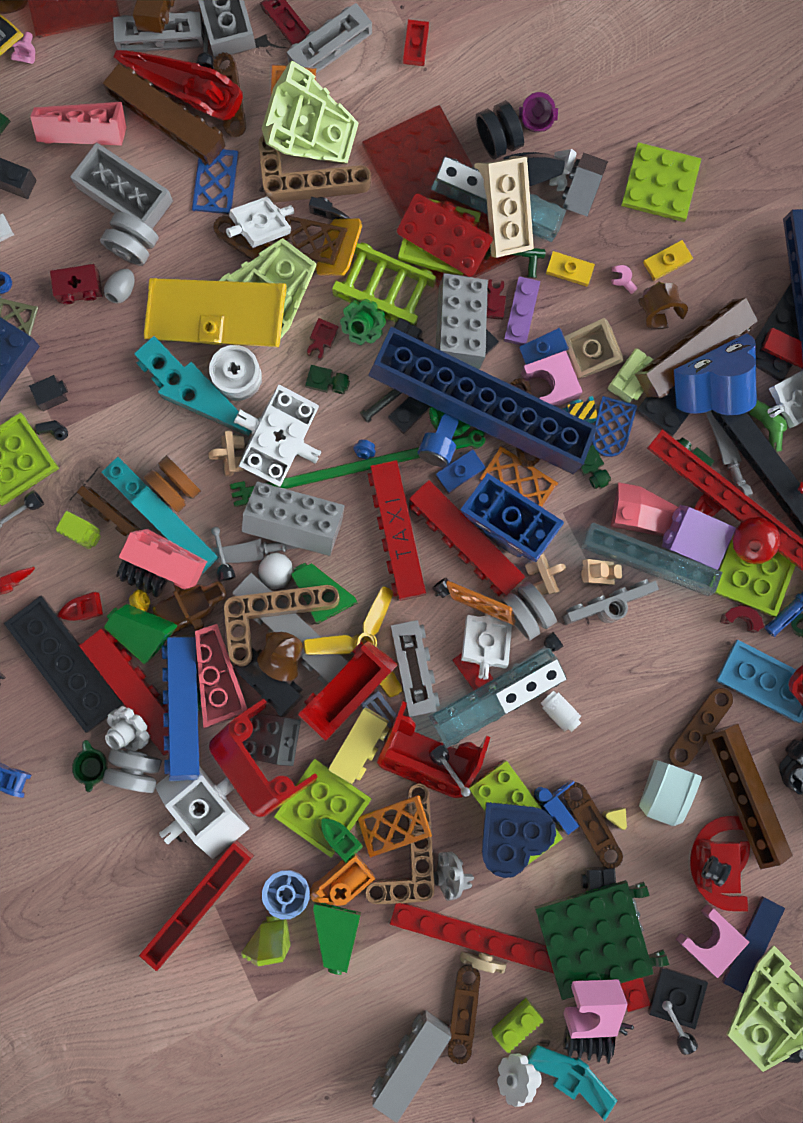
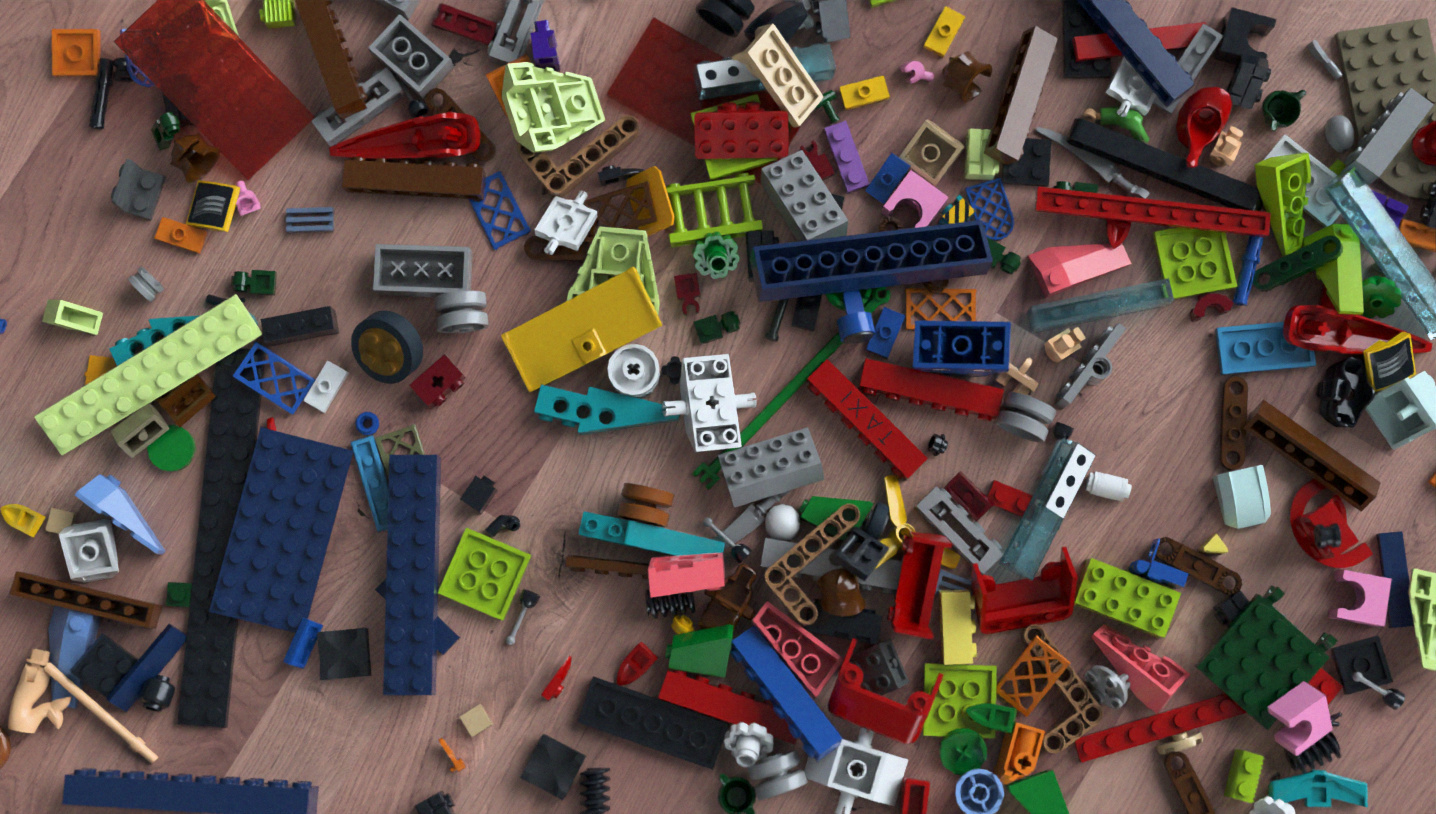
camera: 30 degrees left, 0 degrees up
(49, 88) = (305, 211): none -> sand blue tile
(51, 228) = (387, 347): none -> wheel
(78, 530) = (591, 597): lime brick -> none
(80, 124) = (346, 236): coral wedge -> none
(119, 286) = (478, 359): light grey animal -> none
(229, 444) = (669, 439): light nougat hips -> none
(265, 390) = (668, 370): none -> black plate
(297, 850) = (962, 750): none -> green tile
(317, 639) = (864, 559): none -> black plate
(335, 72) = (544, 46): none -> dark purple hips
(348, 618) = (877, 520): none -> black wheel
(364, 449) = (790, 366): blue plate -> none
(440, 645) = (968, 496): none -> dark red plate
(441, 757) = (1033, 590): hinge -> none
(481, 603) = (981, 436): orange window -> none
(486, 642) = (1006, 466): white plate -> none
(490, 895) = (1151, 677): none -> coral wedge
(513, 836) = (1140, 617): dark blue plate -> none
(698, 536) = (1128, 260): medium lavender brick -> none
(719, 380) = (1061, 112): blue brick -> none
(756, 540) = (1179, 233): red cylinder -> none

